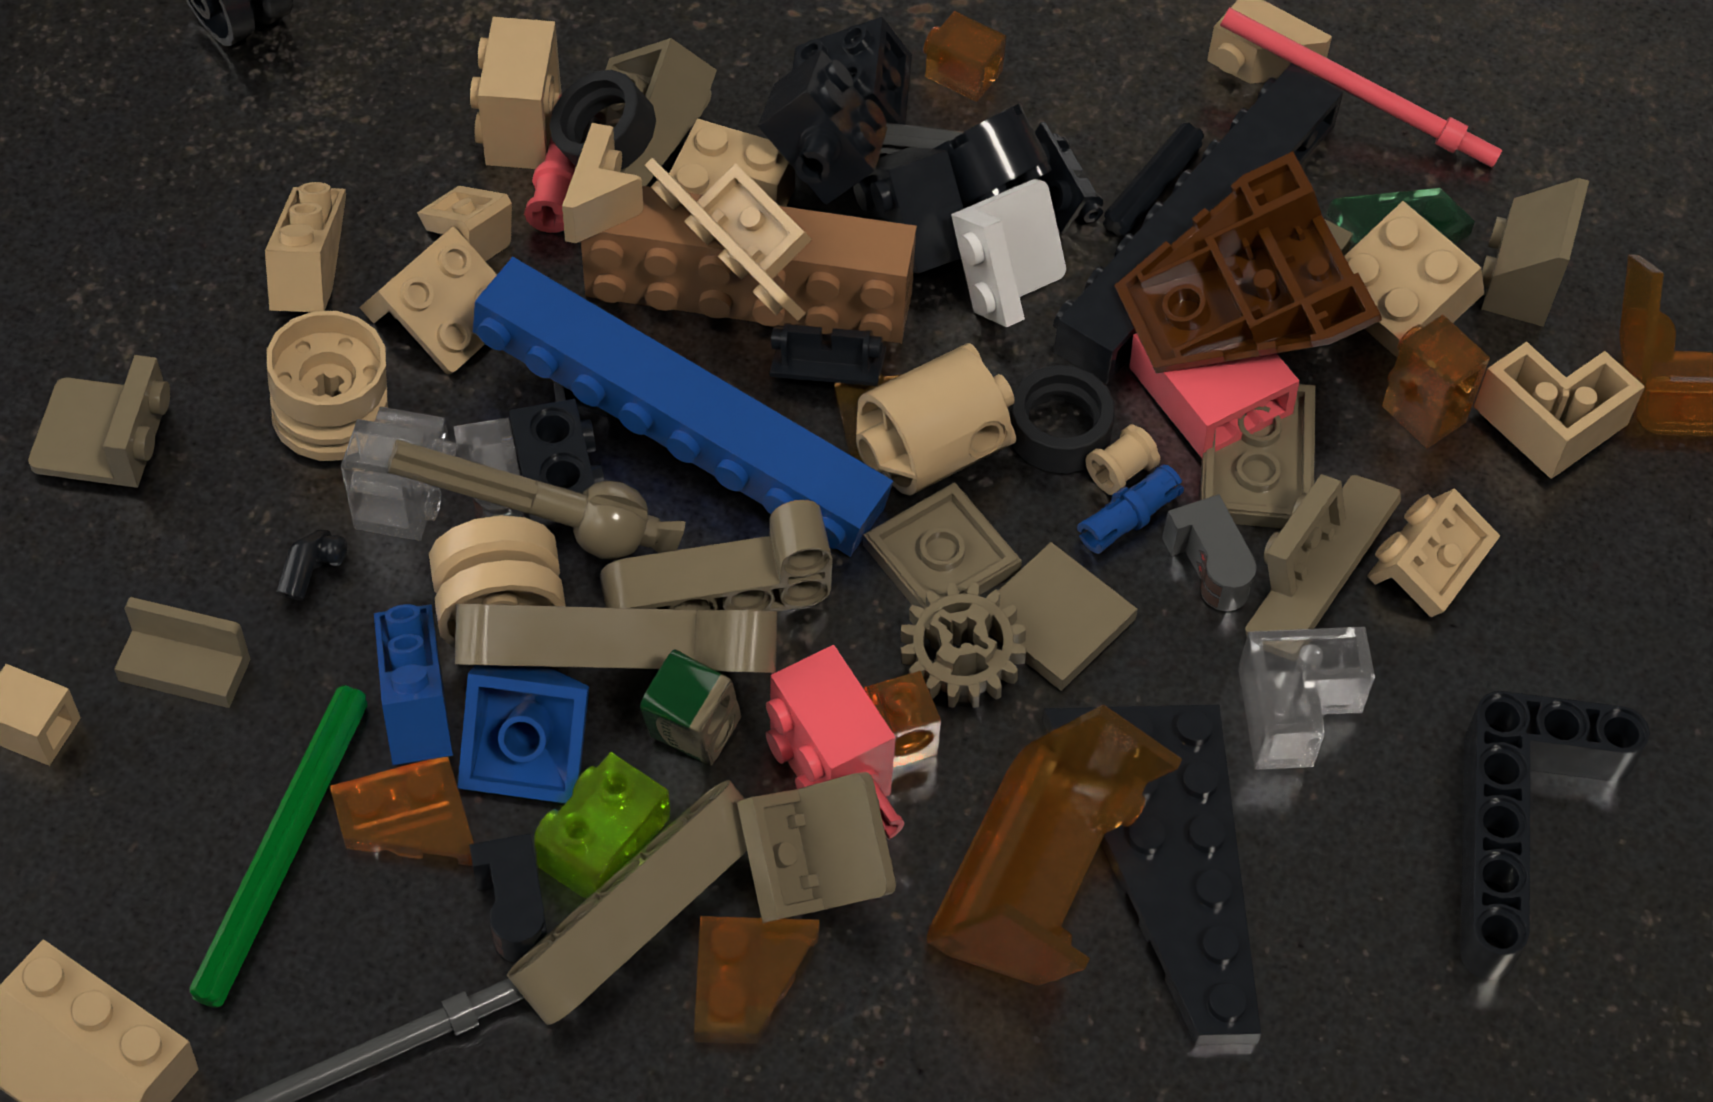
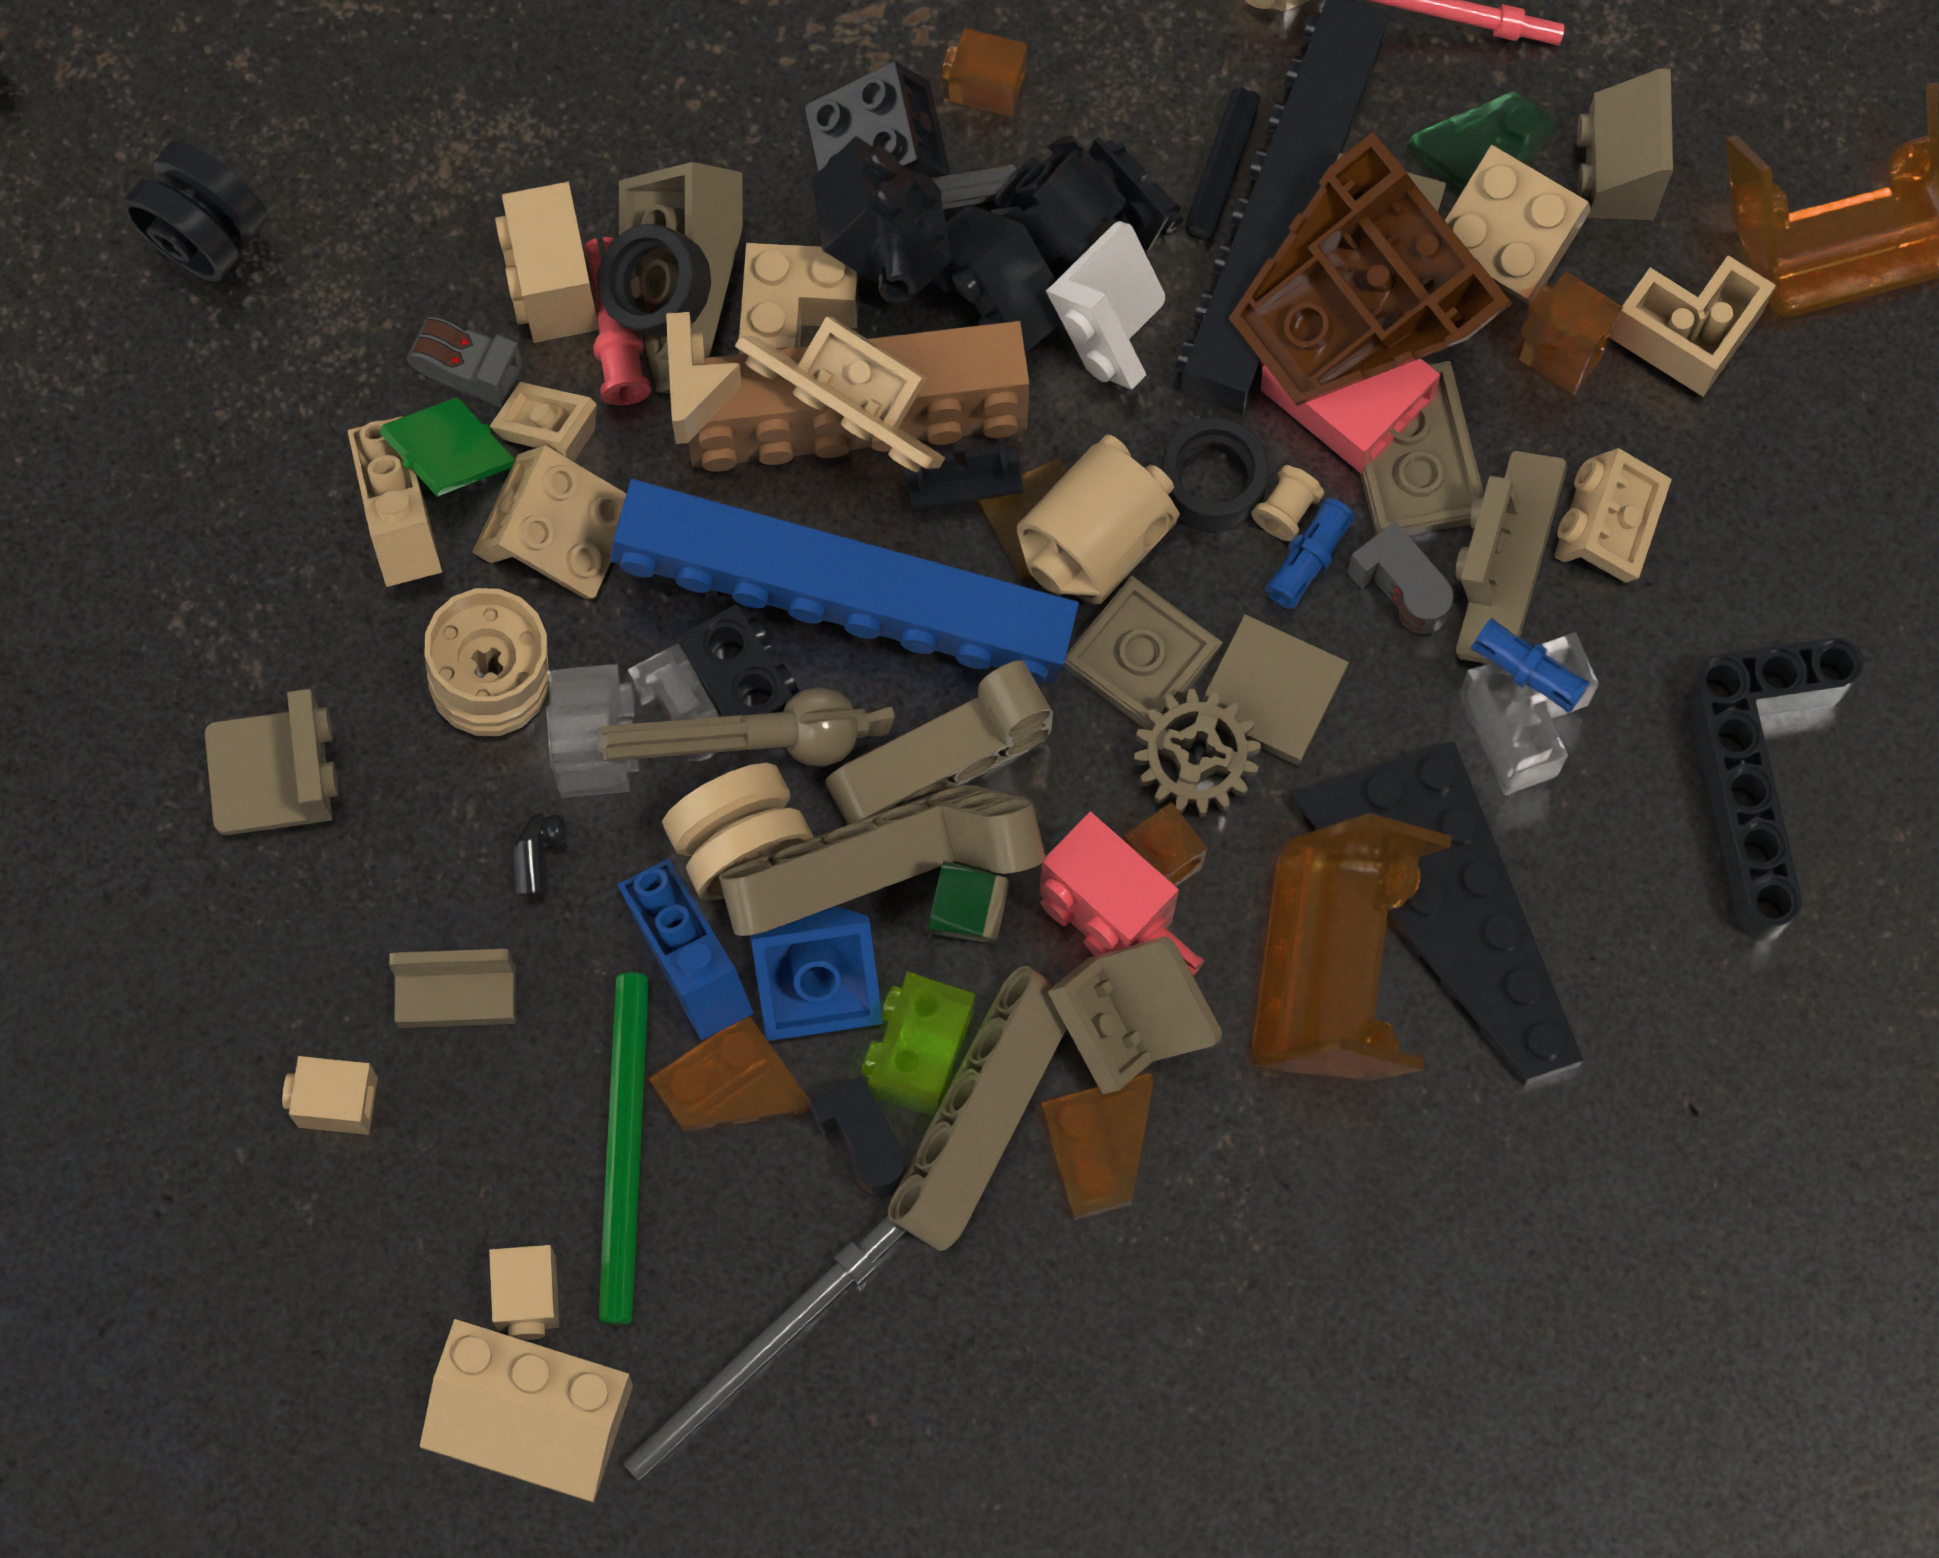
camera: 15 degrees left, 15 degrees up
(128, 939) = (524, 1291): none -> tan brick
(370, 214) = (446, 446): none -> green piece
(418, 156) = (466, 360): none -> dark grey leg
(1310, 639) = (1530, 665): none -> blue pin

